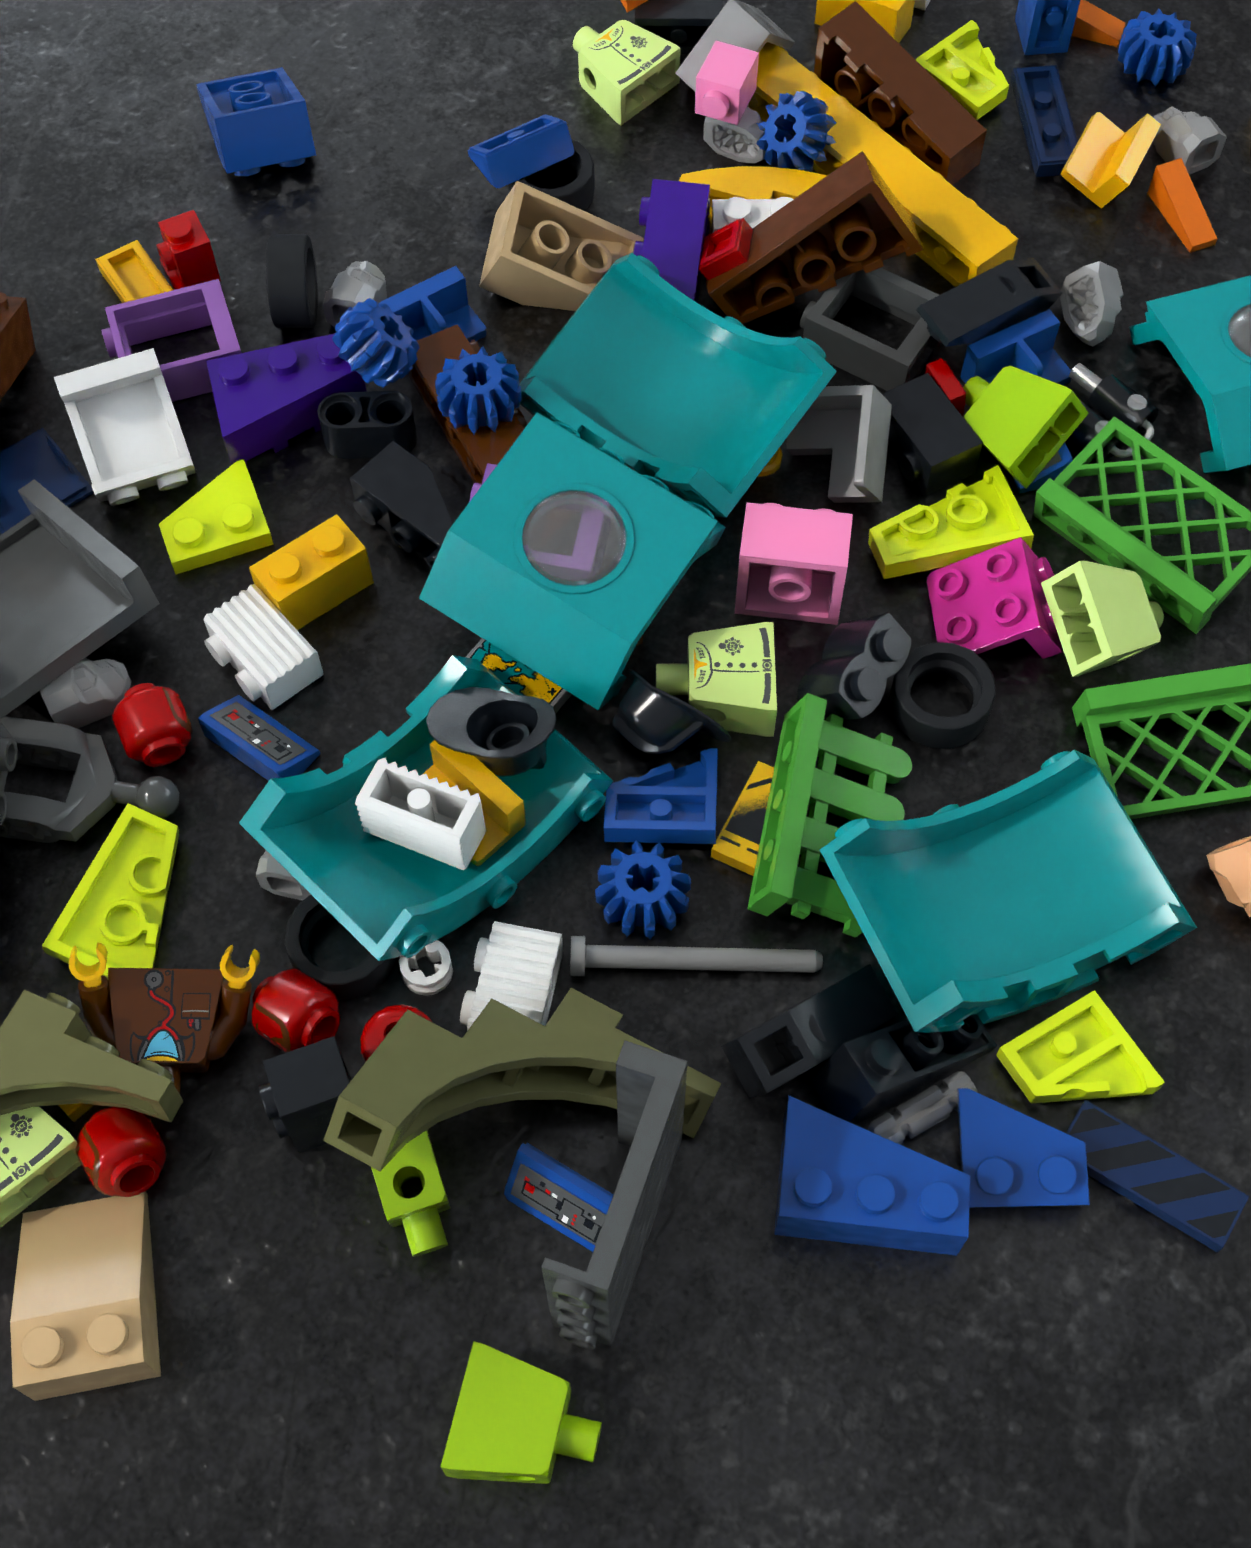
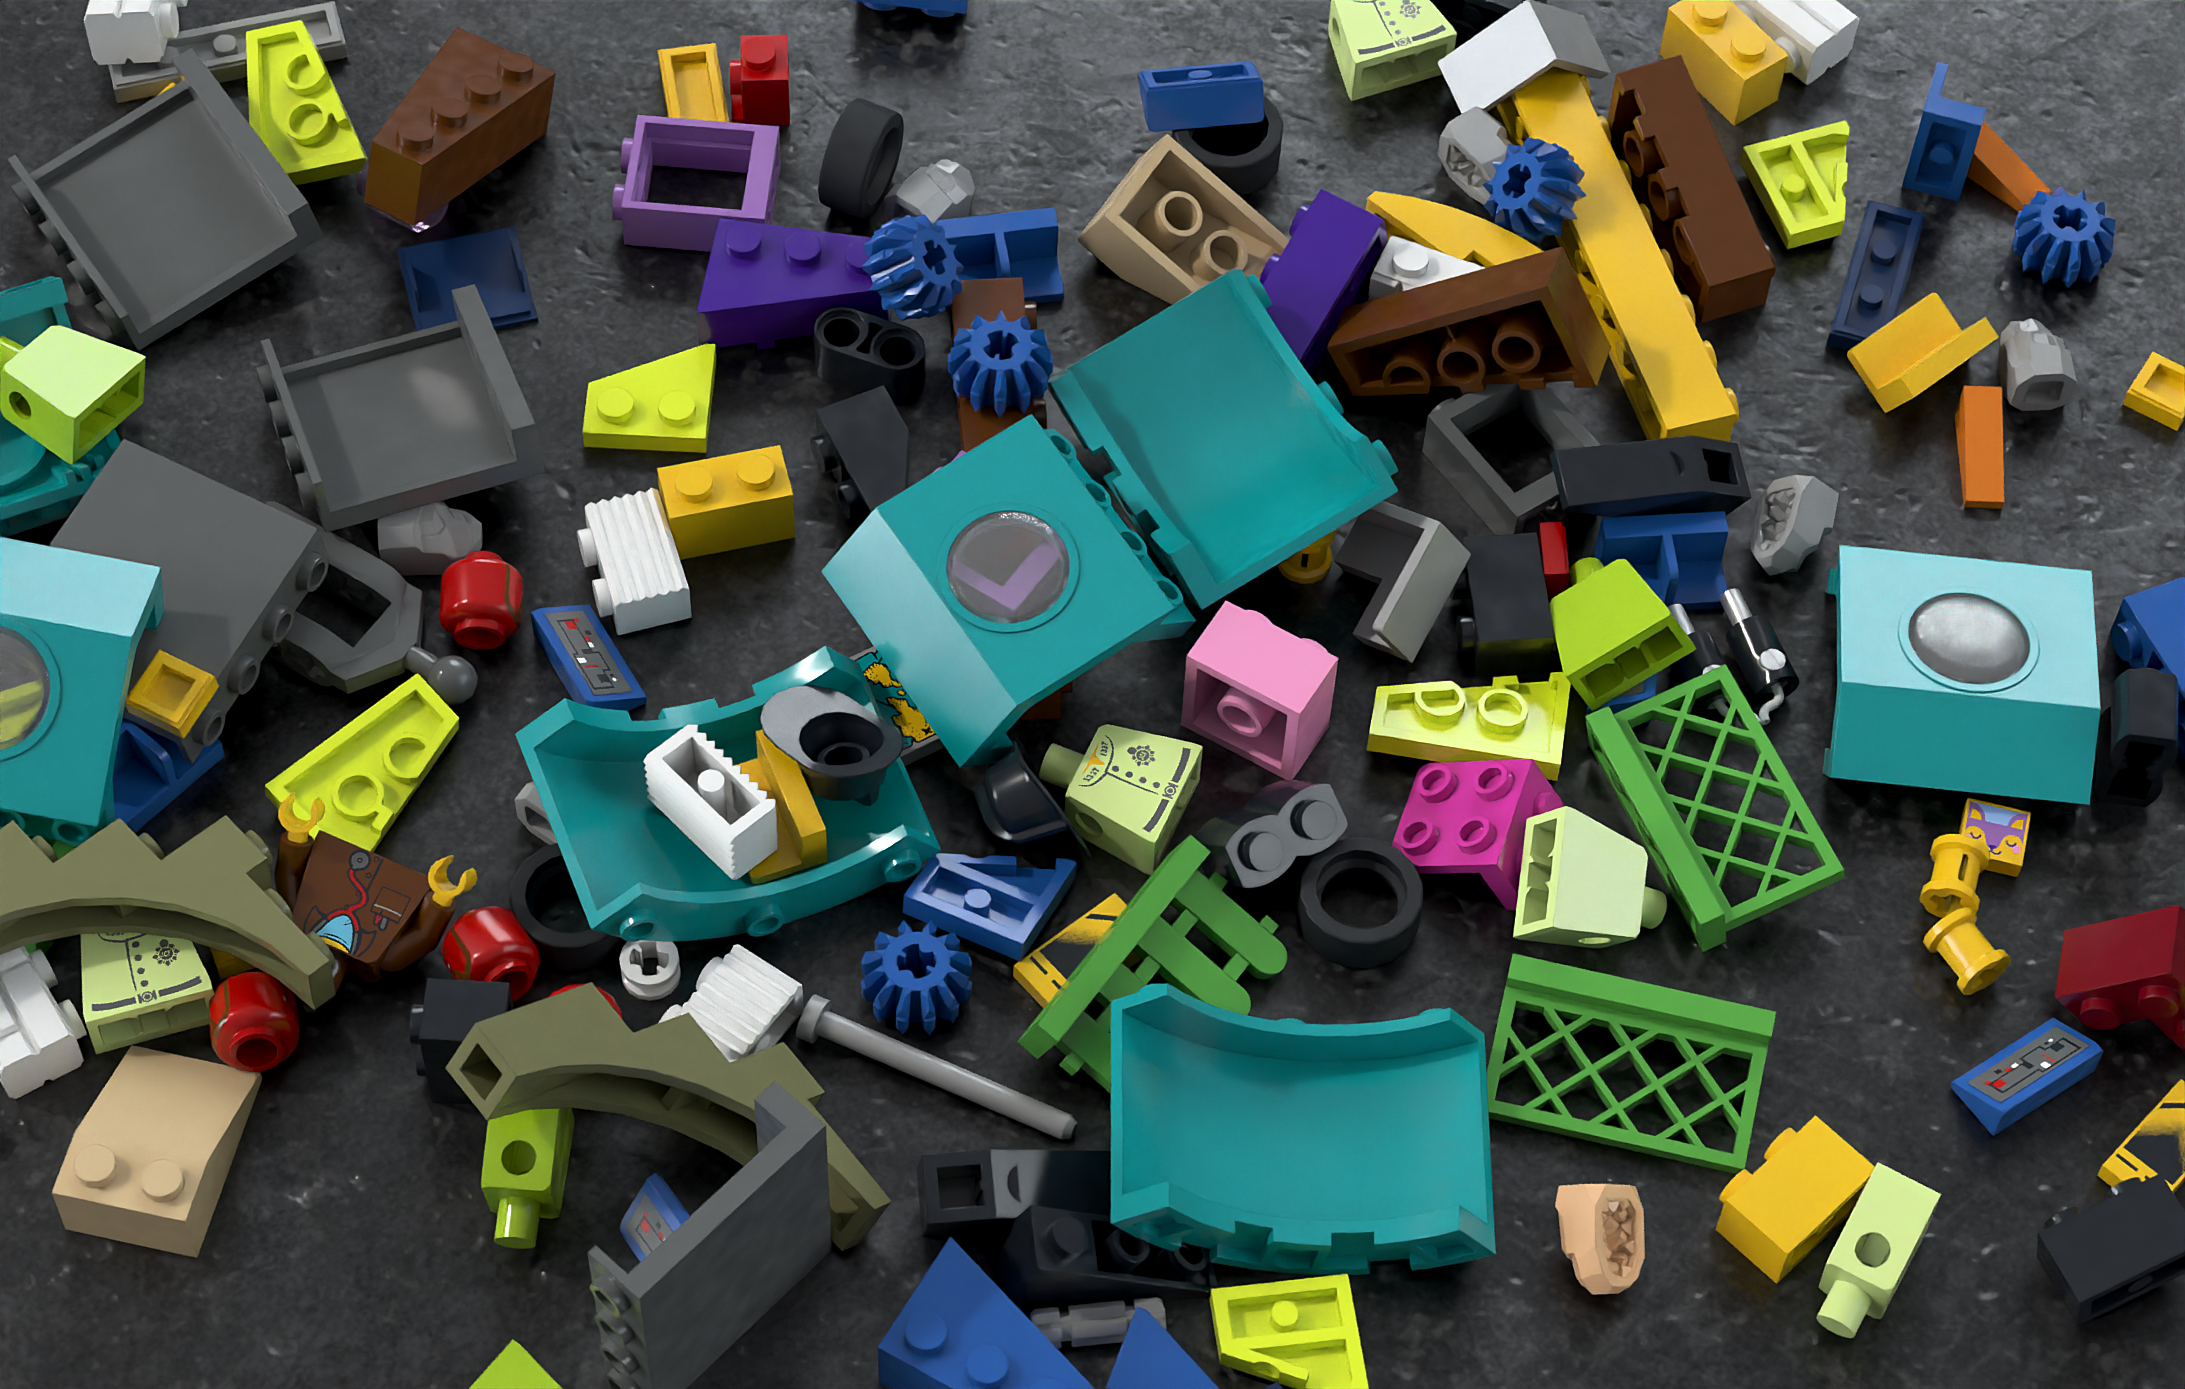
camera: 20 degrees right, 5 degrees down
(126, 427) = (600, 262): white panel -> none
(725, 249) = (1370, 301): red tile -> none
(726, 82) = (1478, 100): bright pink brick -> none

